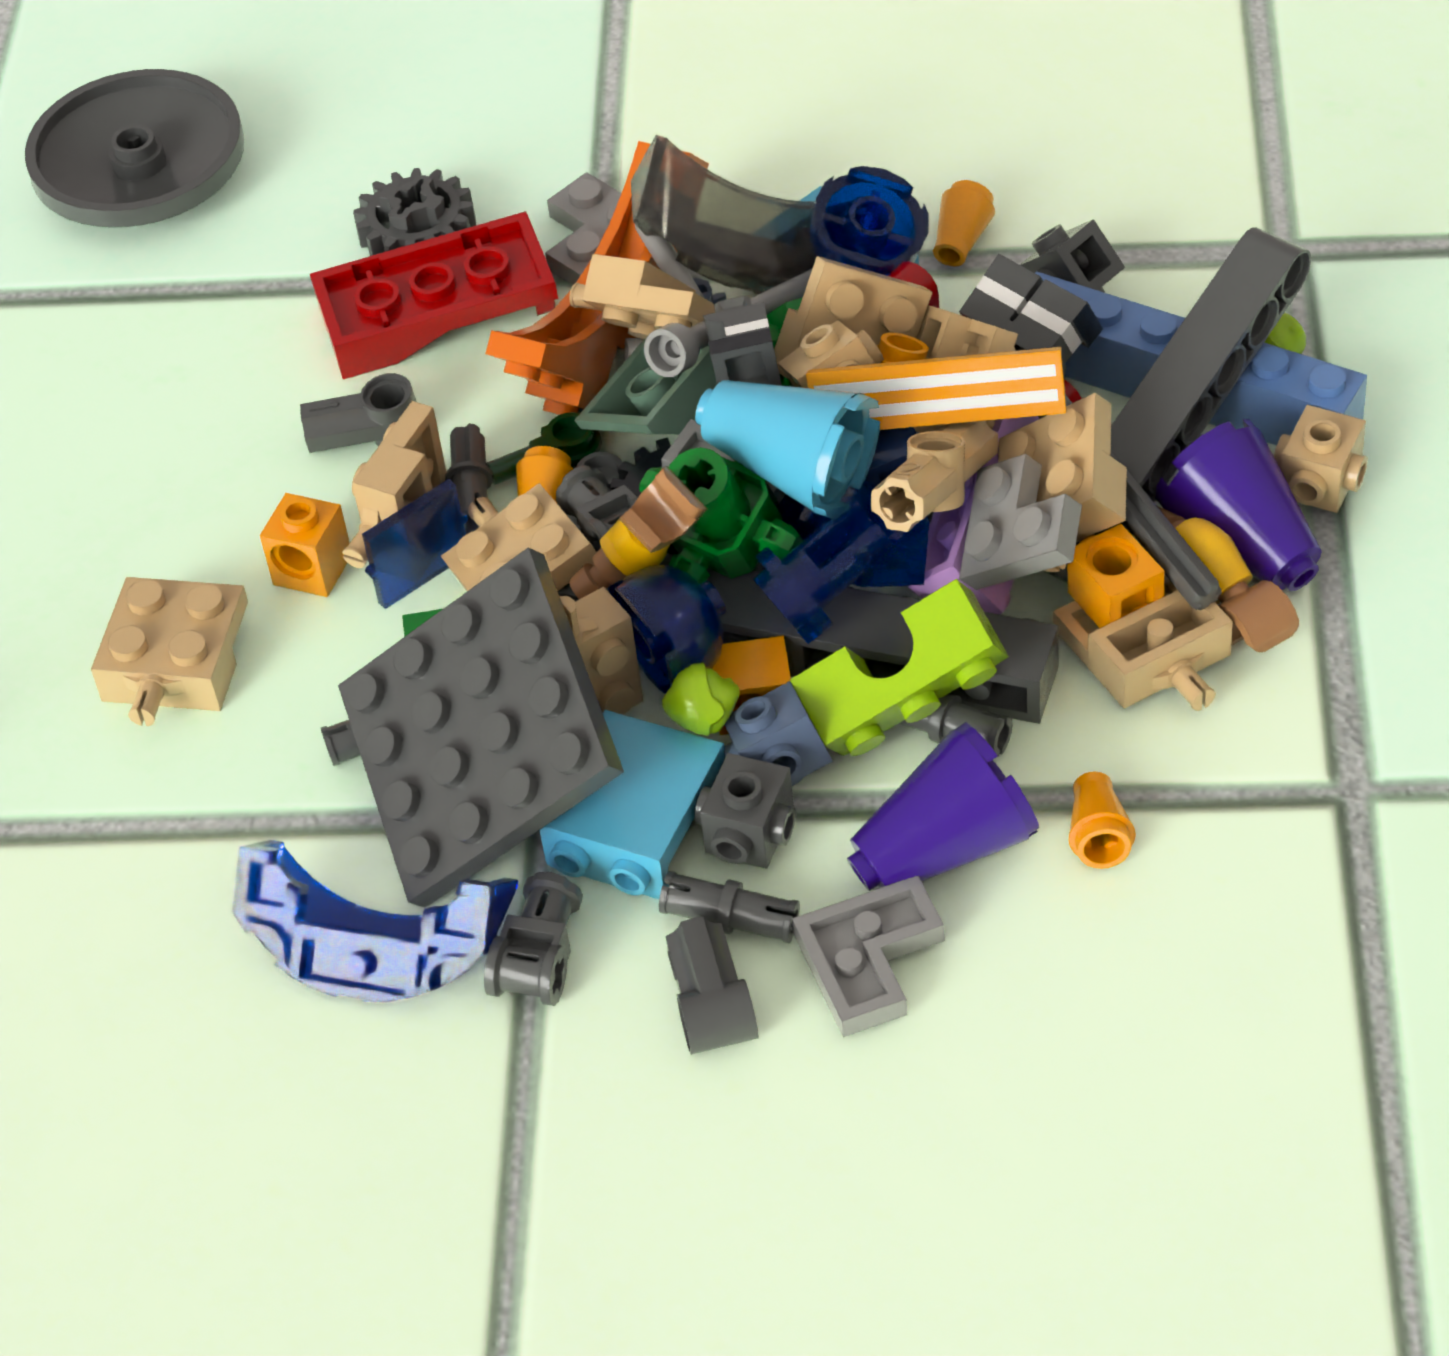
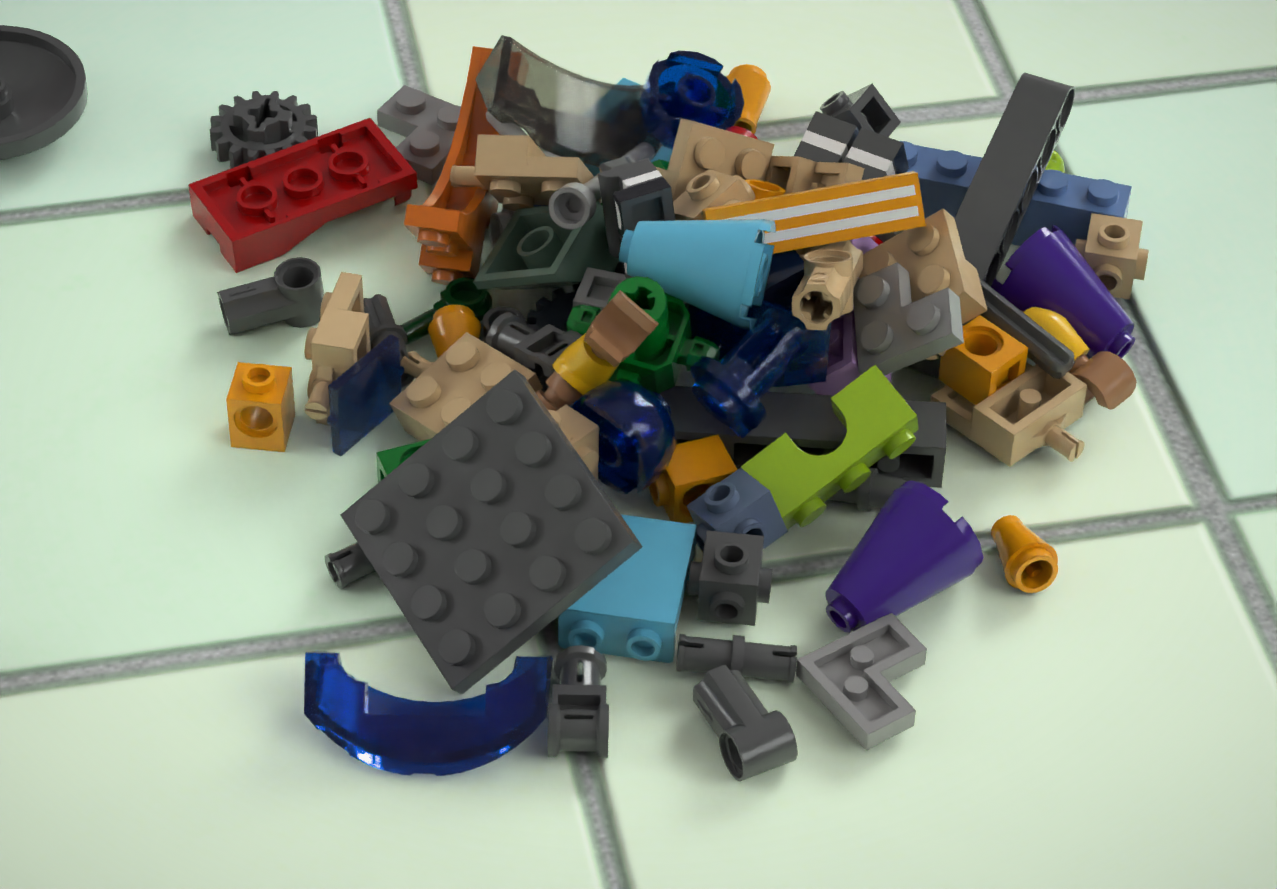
camera: 20 degrees left, 5 degrees down
(169, 646) = (161, 503): tan plate -> none
(700, 699) = (671, 490): lime piece -> none

